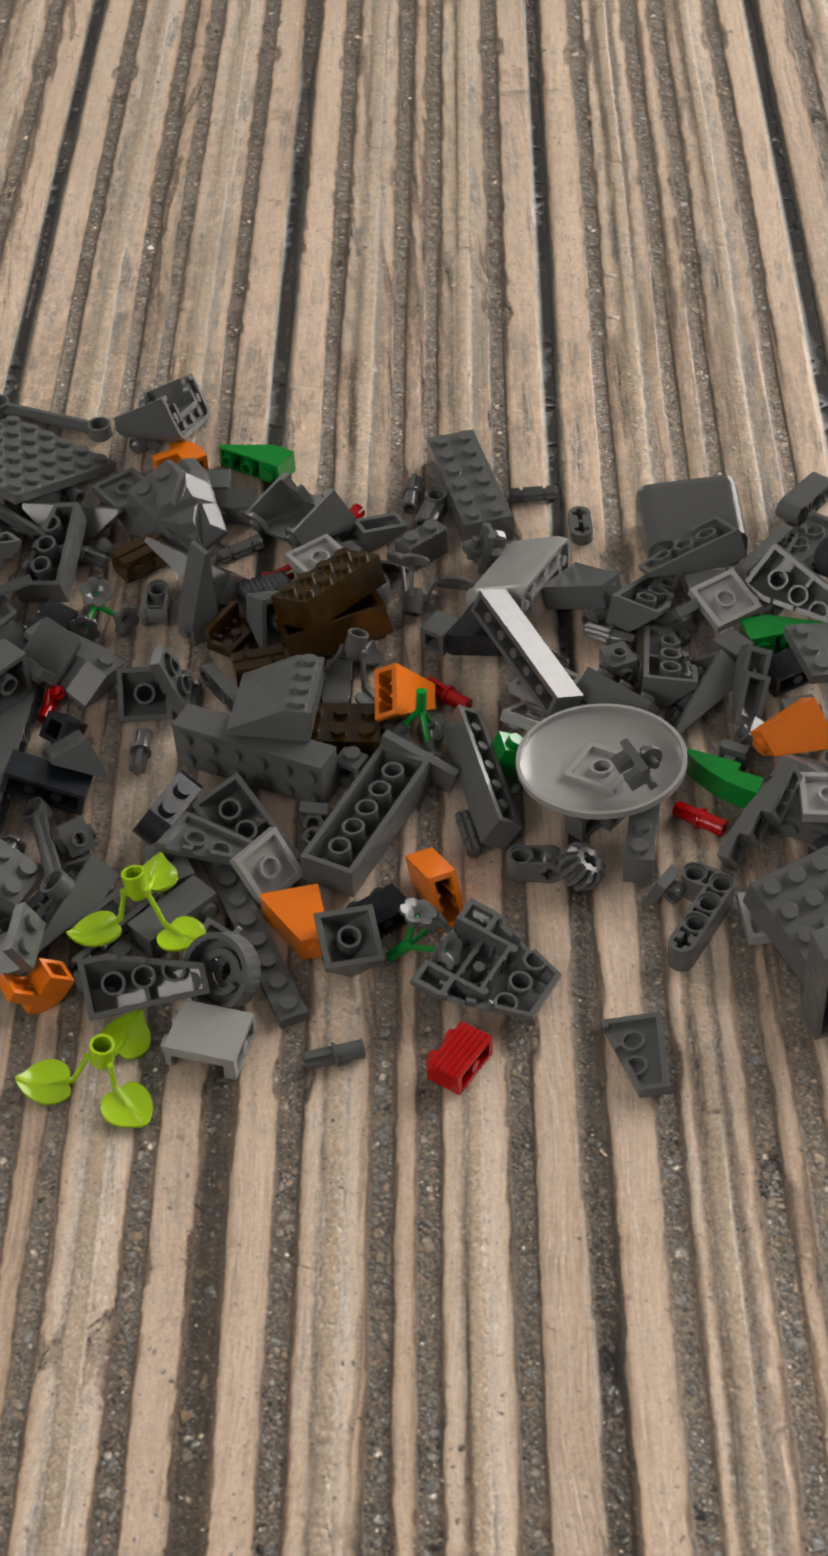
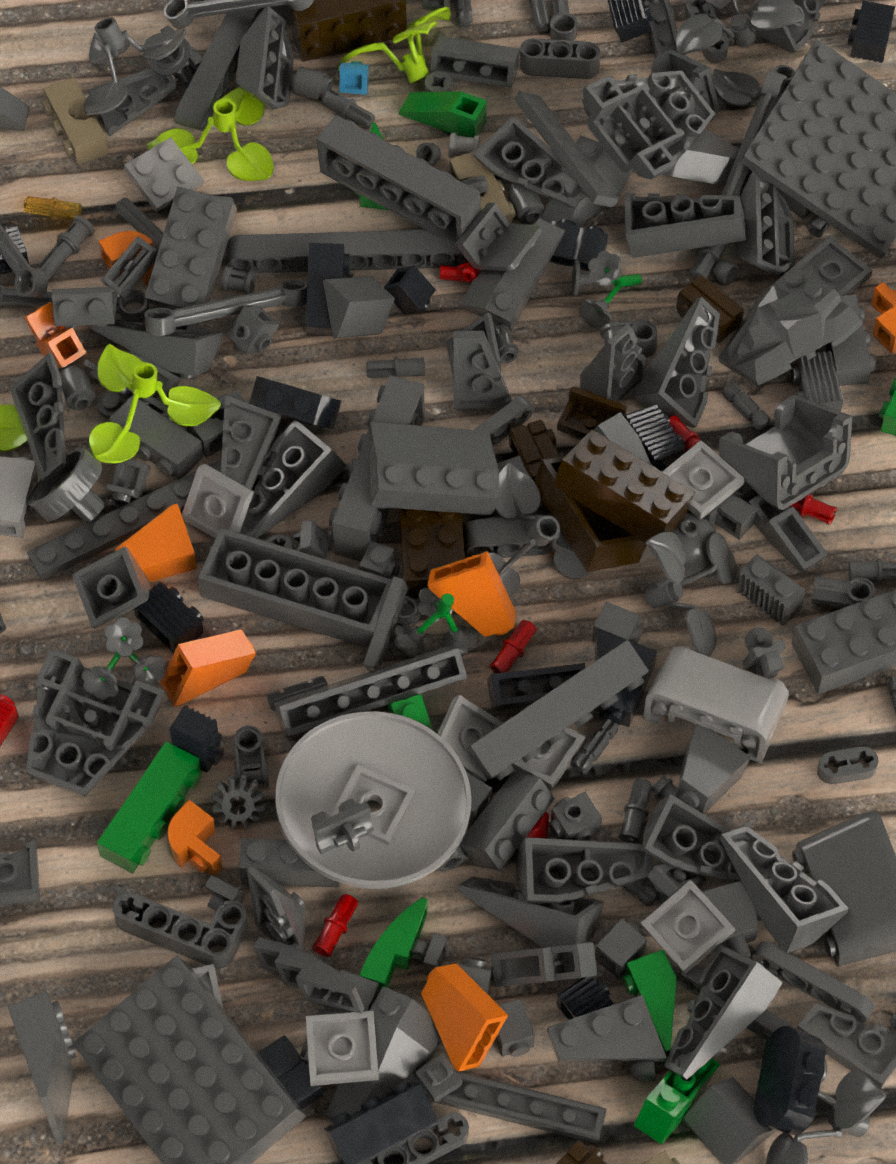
camera: 80 degrees right, 15 degrees up
(491, 678) = (527, 686): none -> black brick
(516, 888) = (197, 736): none -> black brick
(576, 934) = (150, 807): none -> green brick
(611, 909) = (187, 838): none -> orange brick
(701, 827) = (277, 911): none -> dark grey wedge

